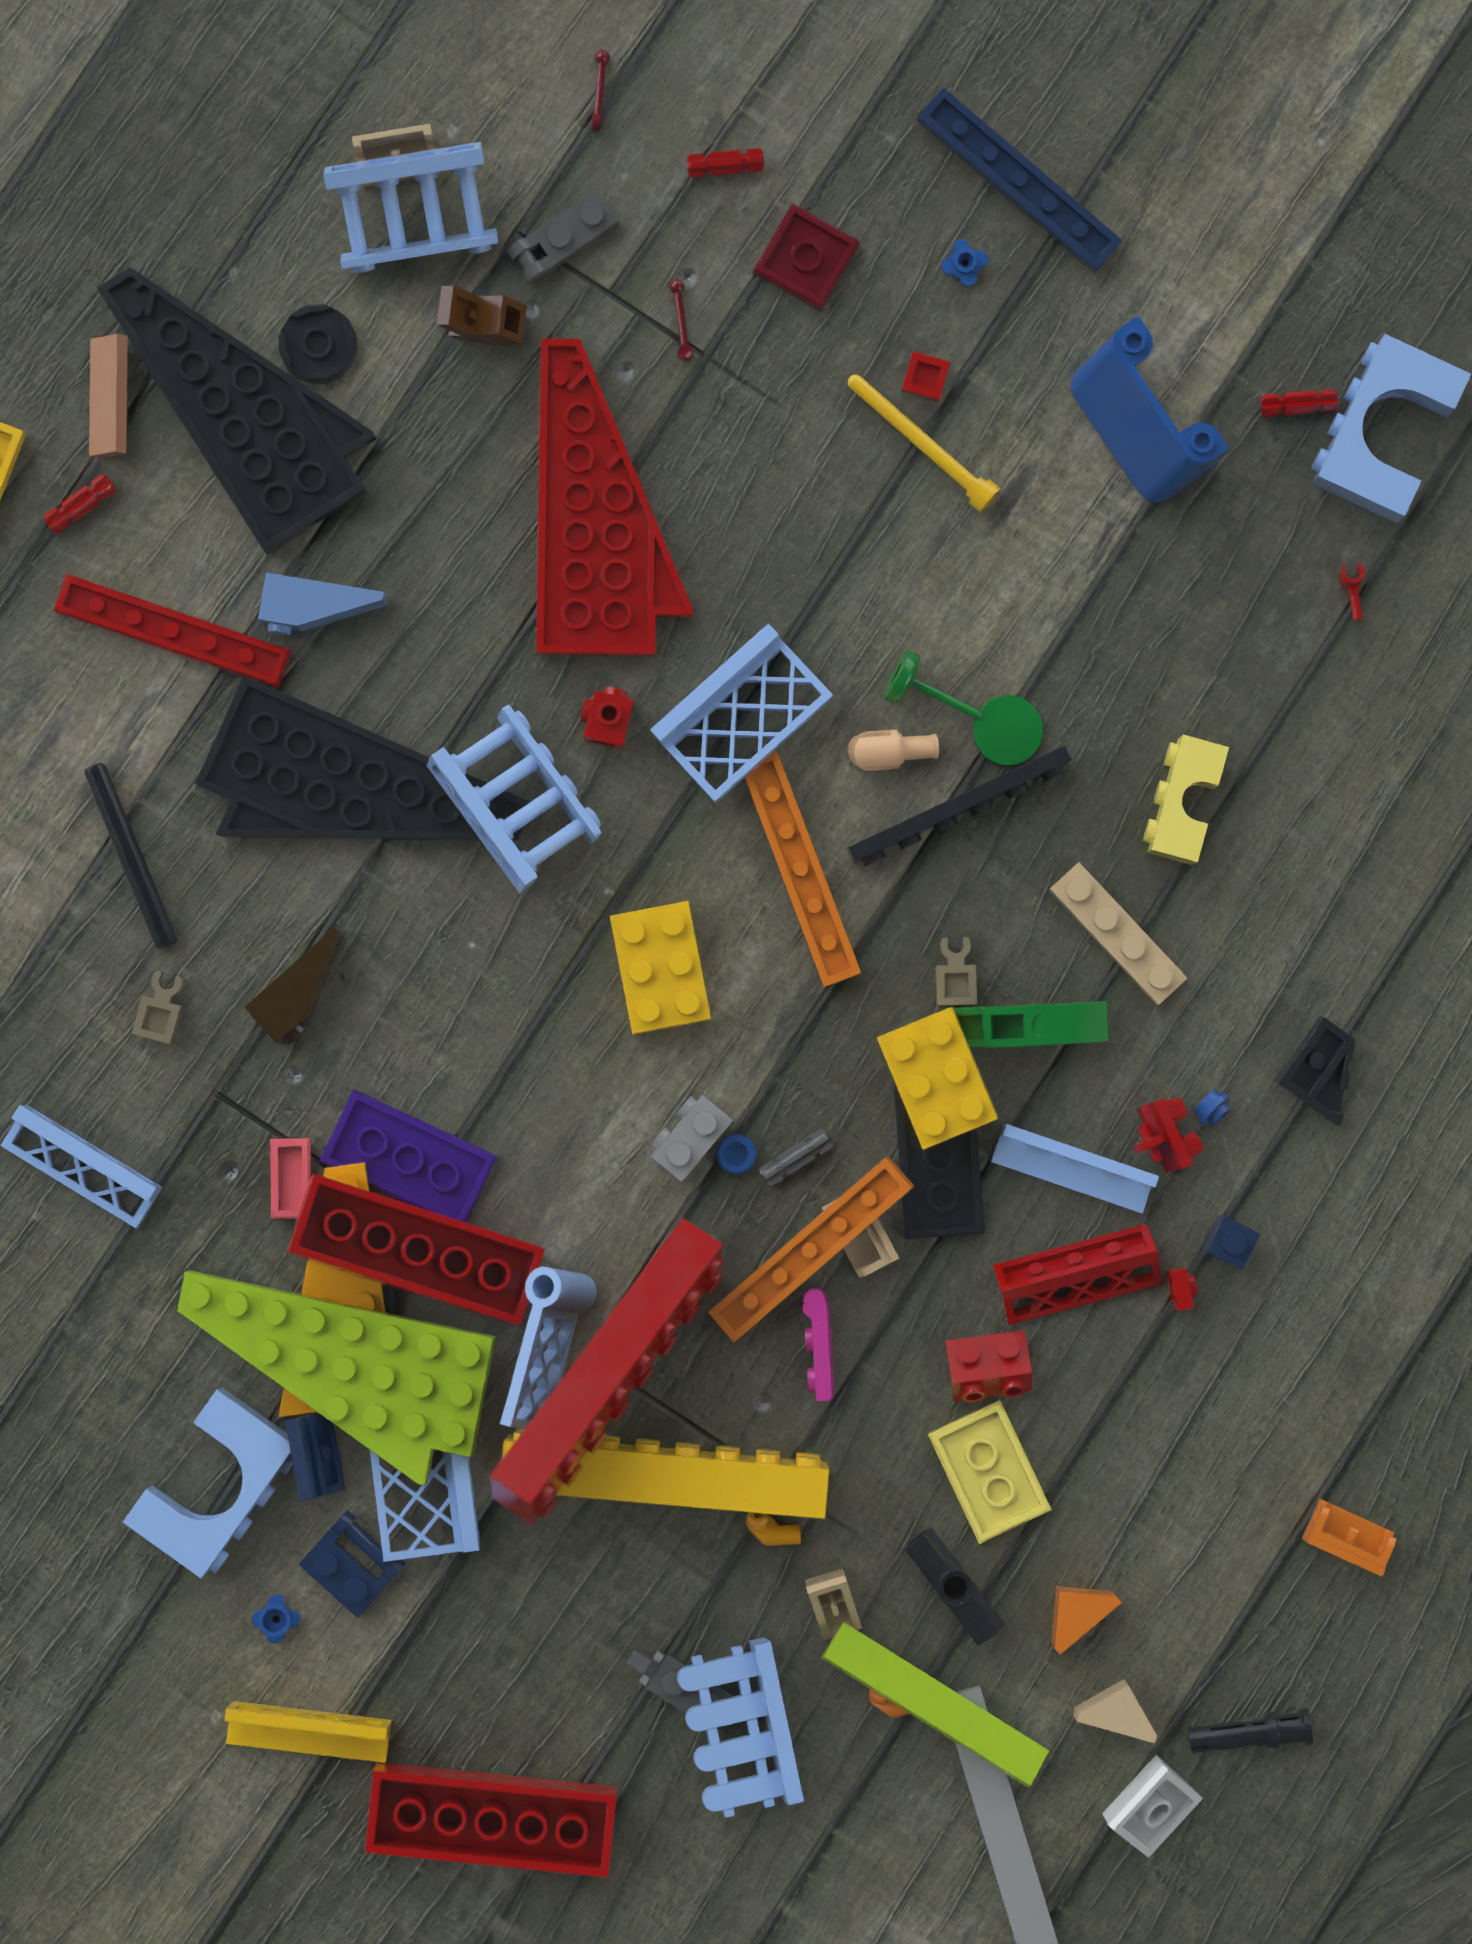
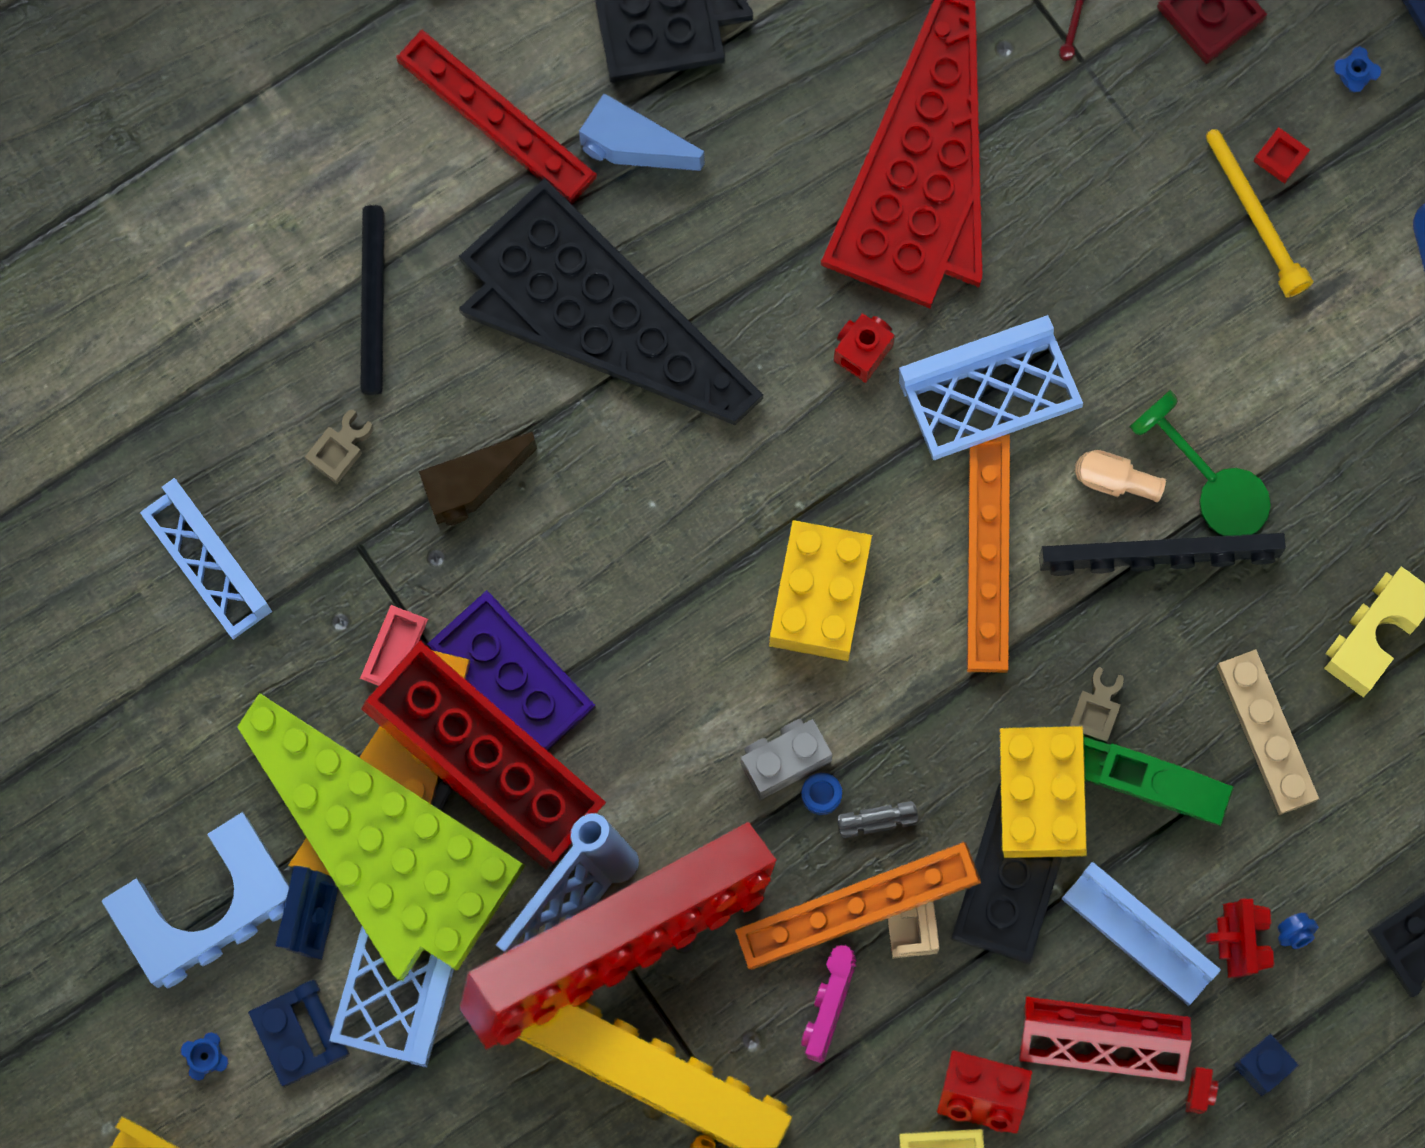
camera: 25 degrees right, 10 degrees down
(495, 833) = (719, 406): light blue fence -> none

